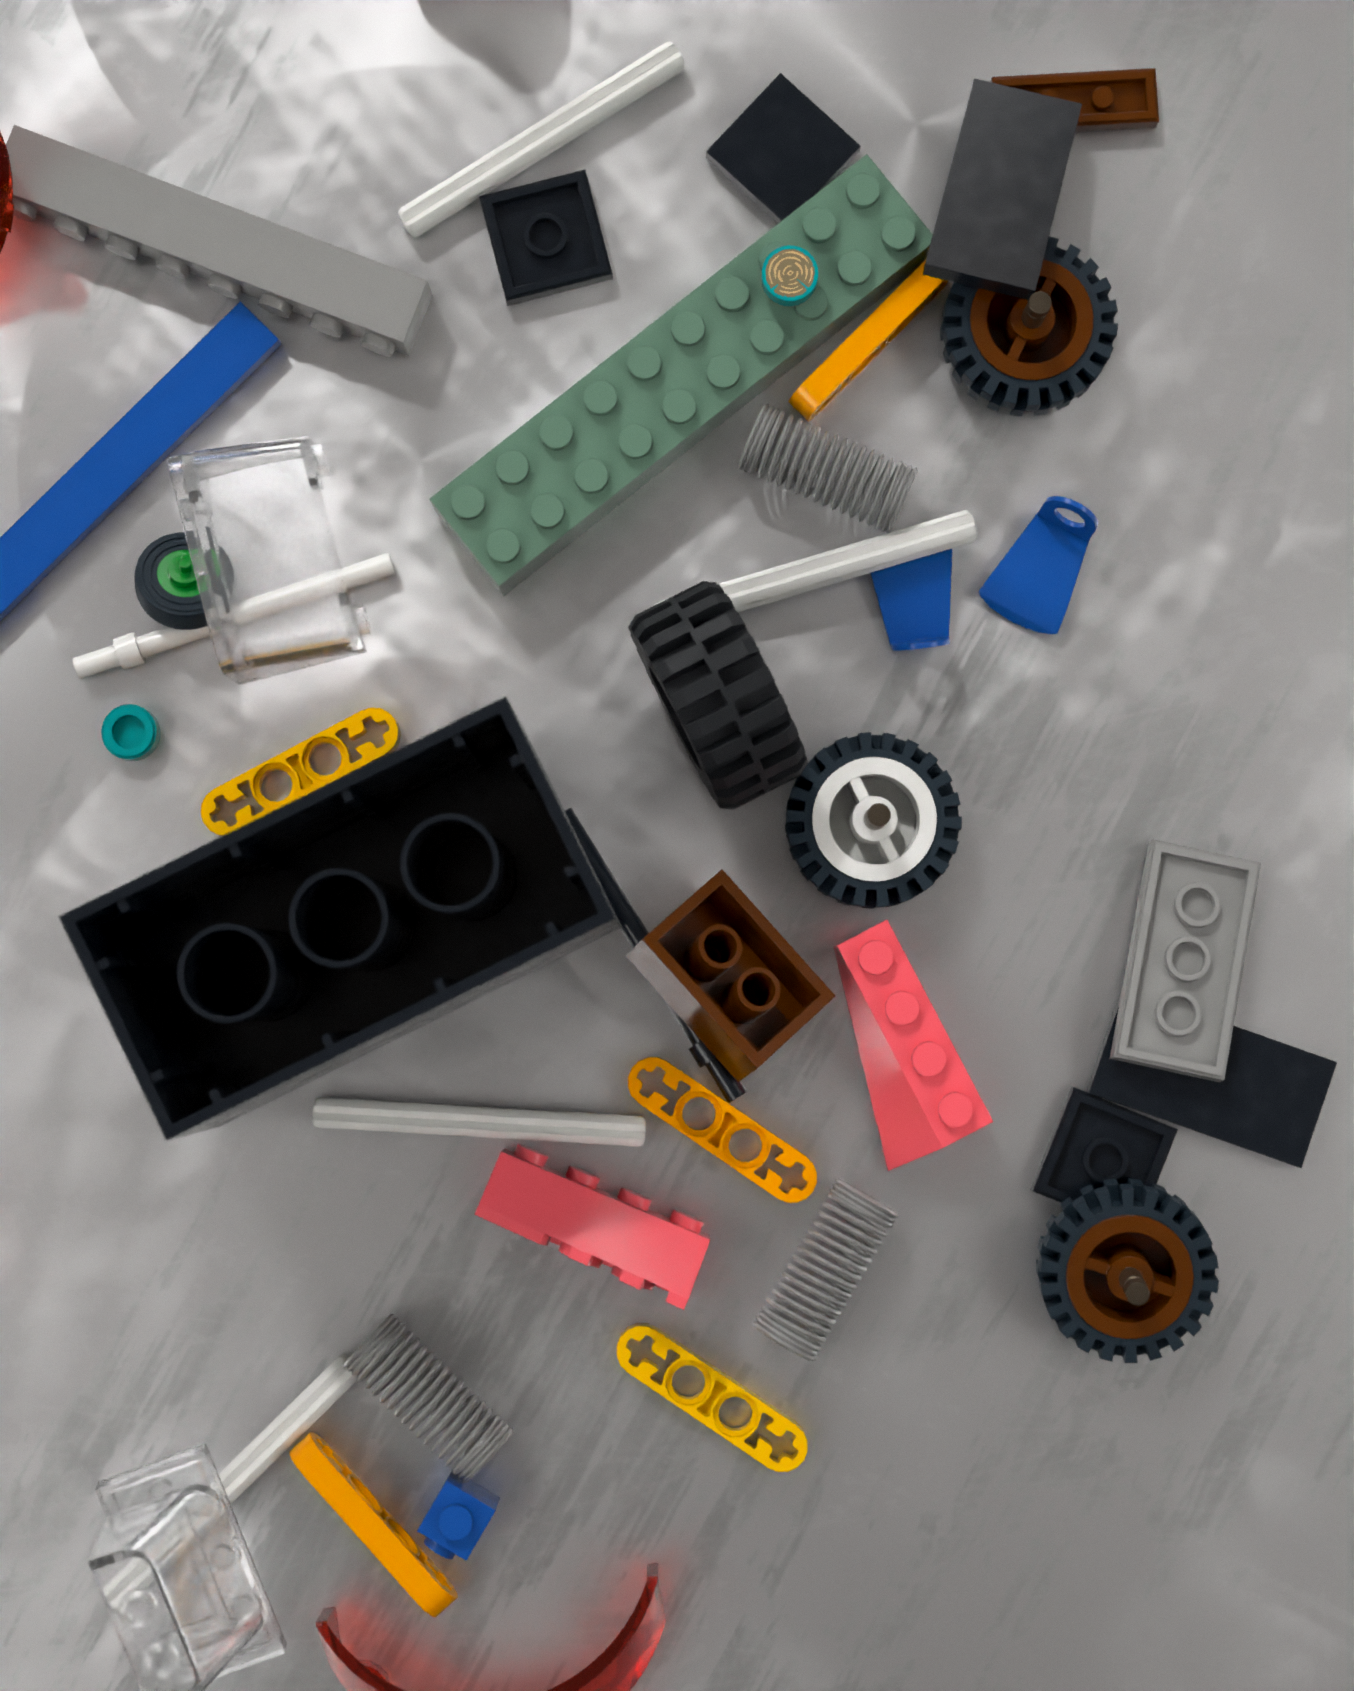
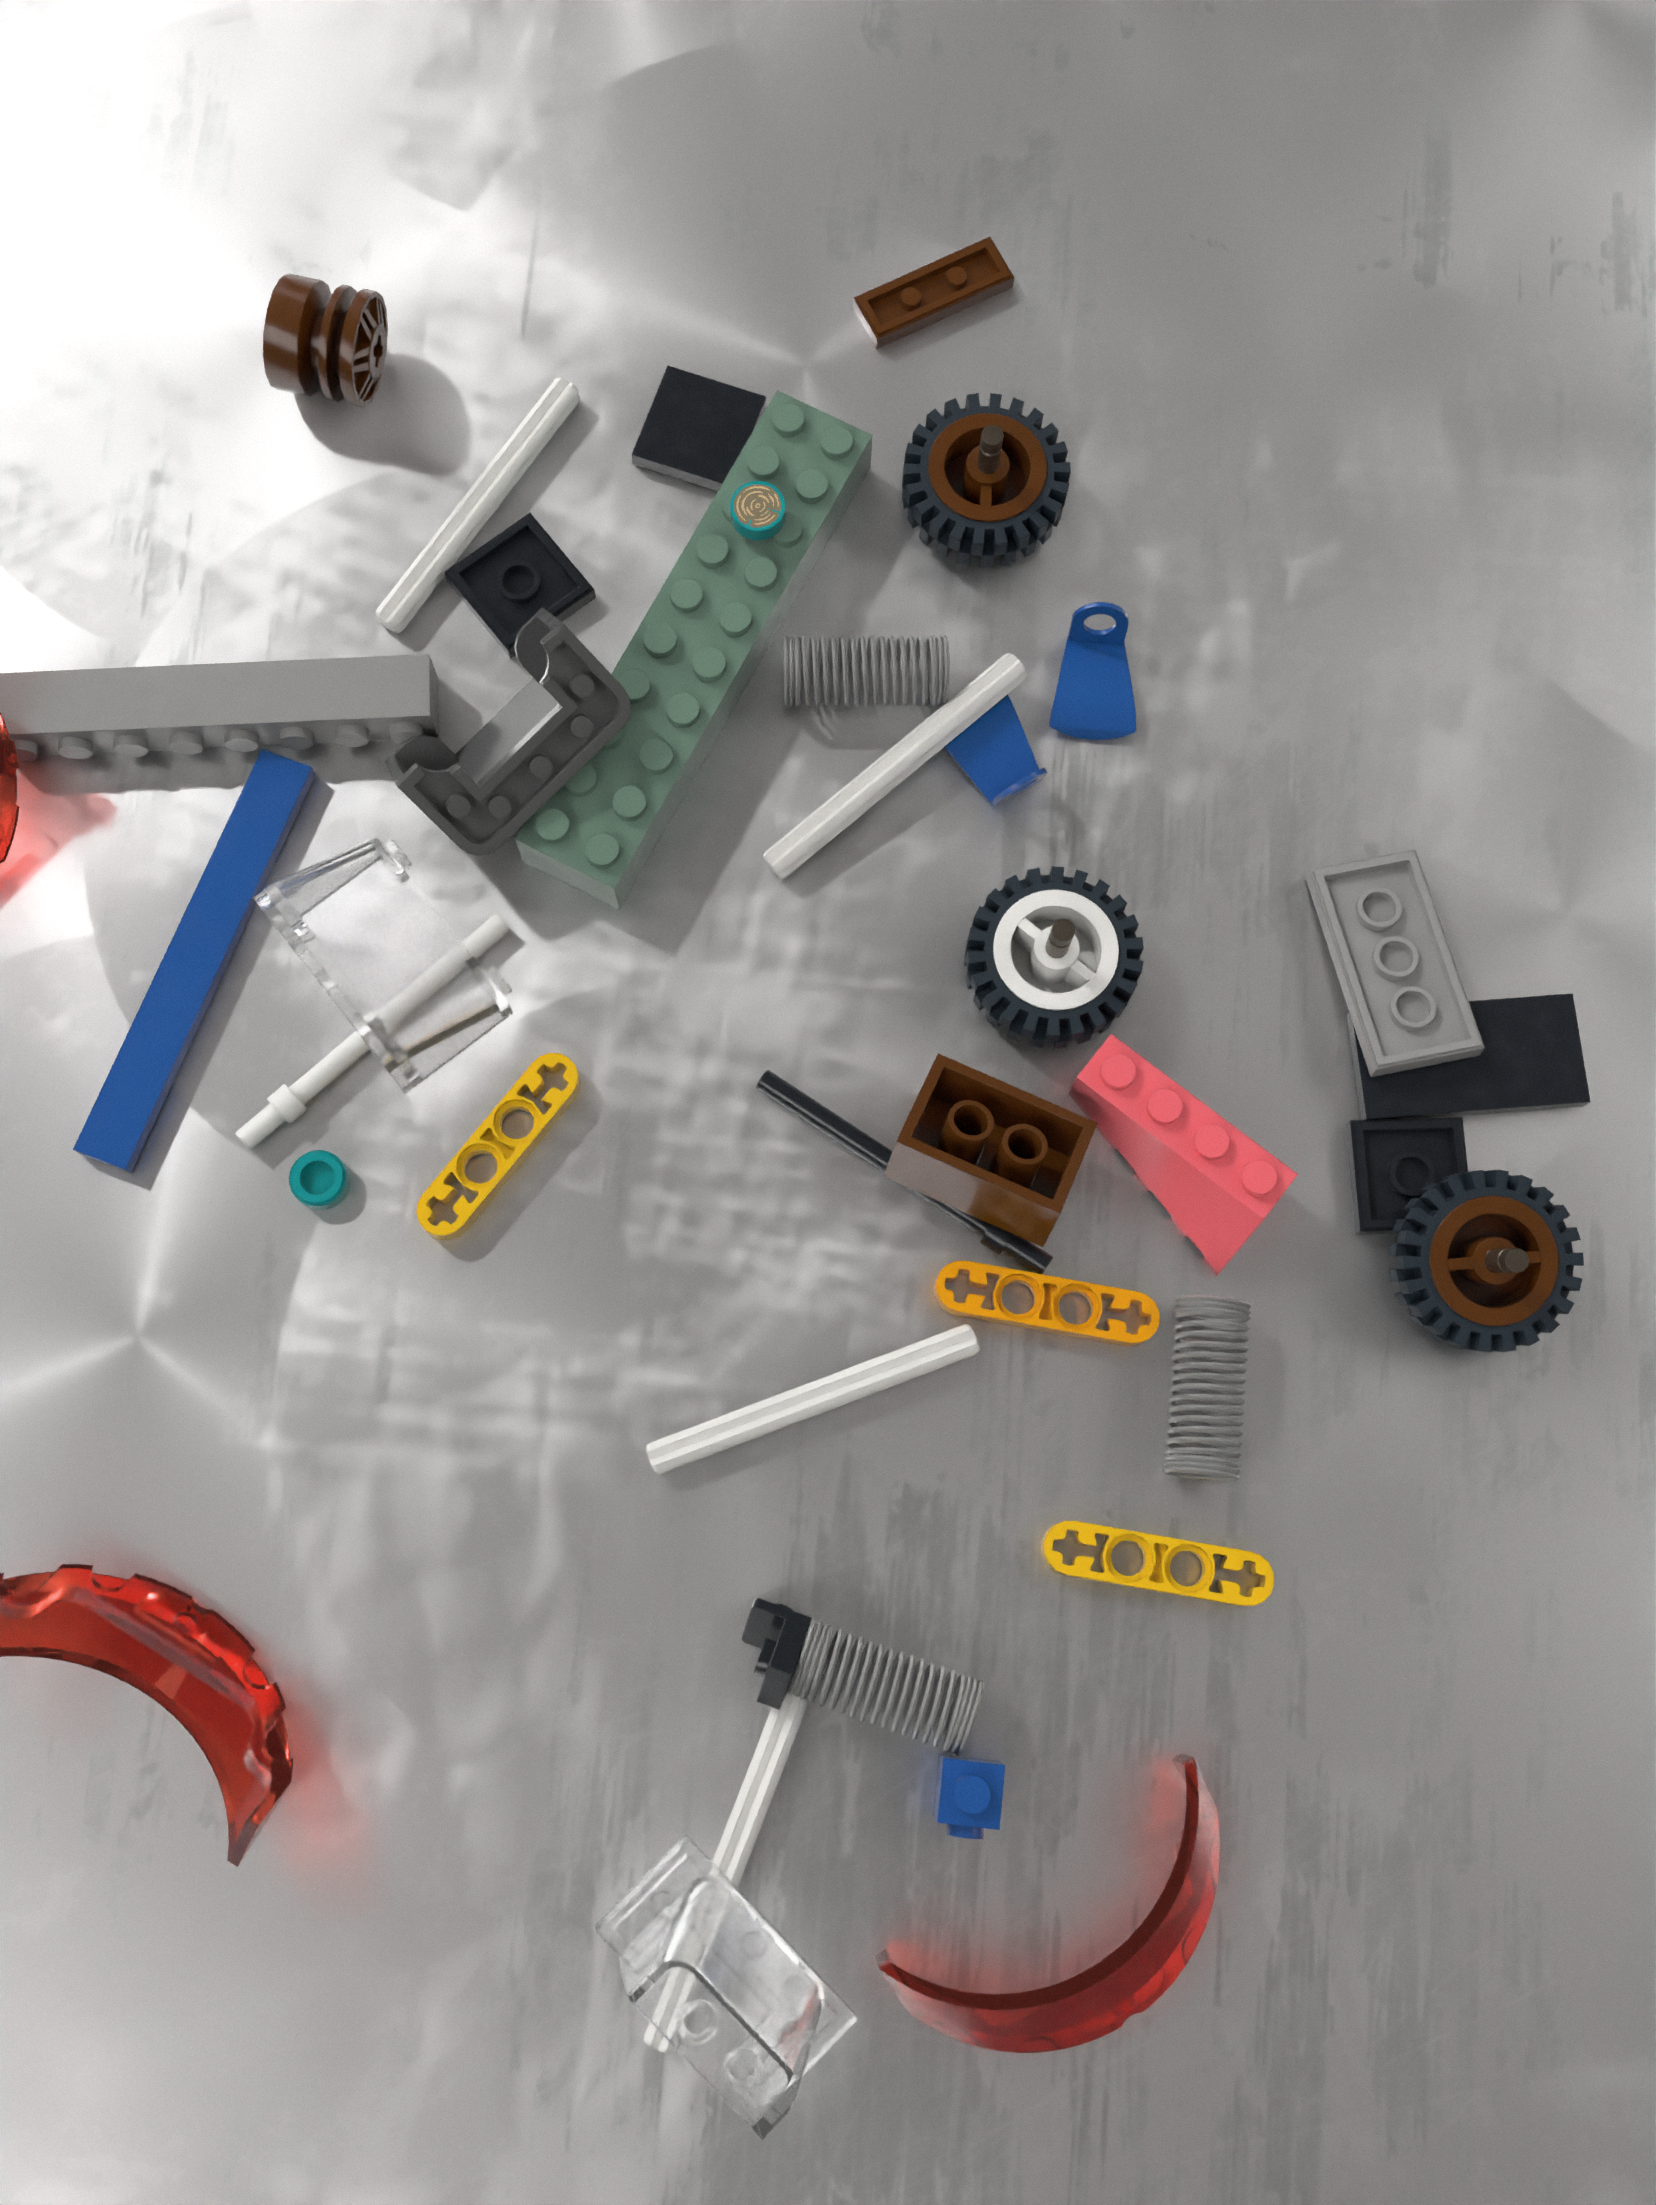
camera: 30 degrees left, 10 degrees down
(169, 585) = (305, 1021): black wheel -> none
(340, 922) = (614, 1223): black brick -> none
(359, 1316) = (781, 1637): none -> black bracket
(373, 1524) = (888, 1843): light orange beam -> none
(468, 417) = (524, 749): none -> dark grey windscreen
(595, 1224) = (971, 1444): coral wedge -> none
(719, 694) = (864, 890): black tyre -> none
(865, 343) = (851, 546): light orange beam -> none
(1002, 189) = (910, 373): black tile -> none

